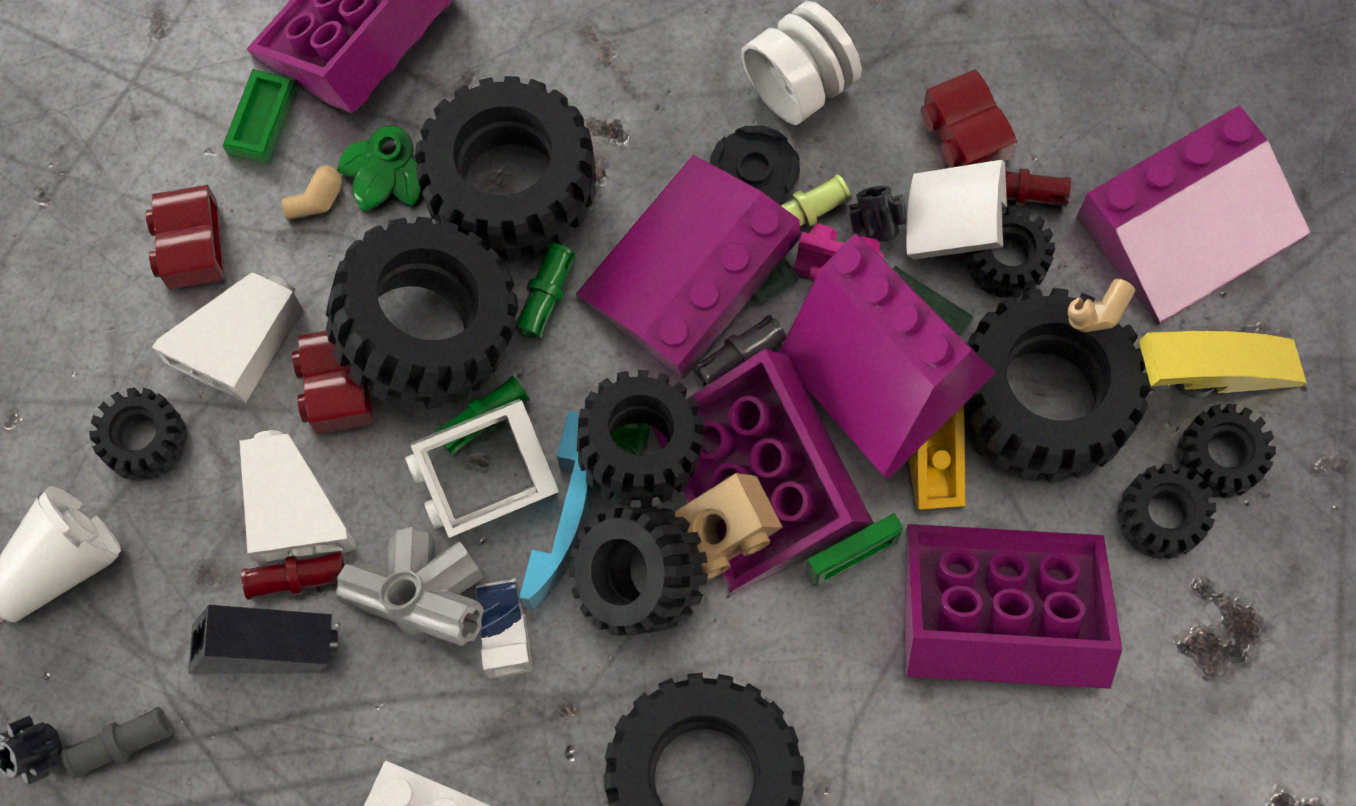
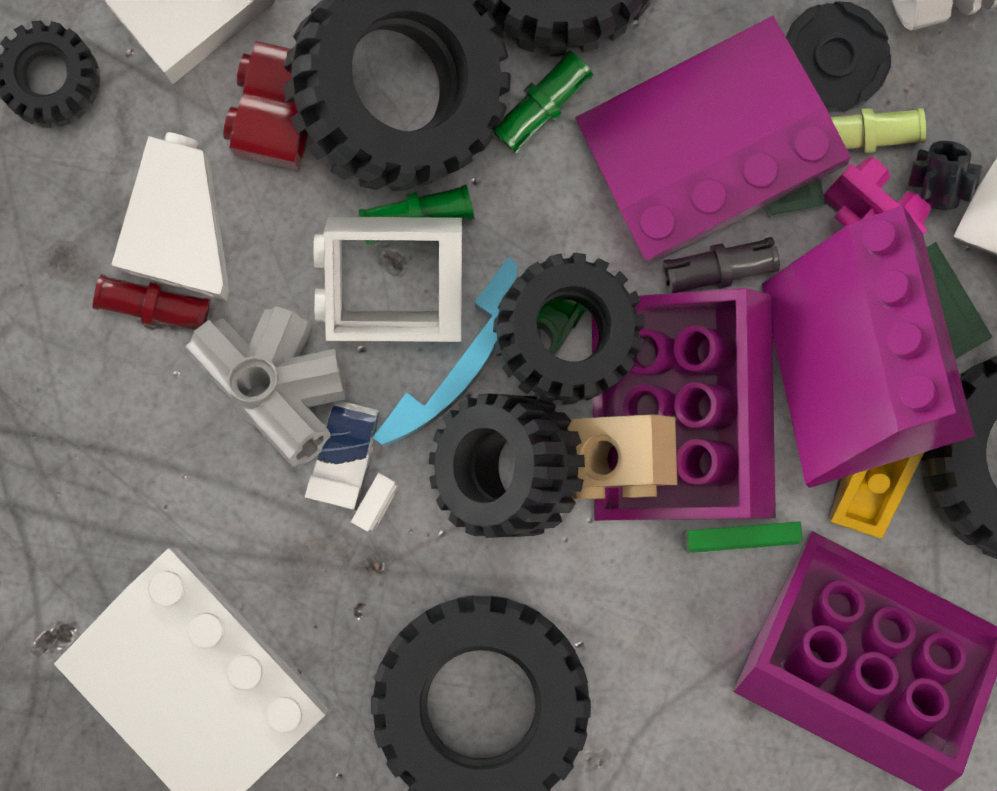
camera: 20 degrees right, 15 degrees up
(260, 641) = (91, 363): black slope -> none
(544, 653) = (375, 503): none -> white tile

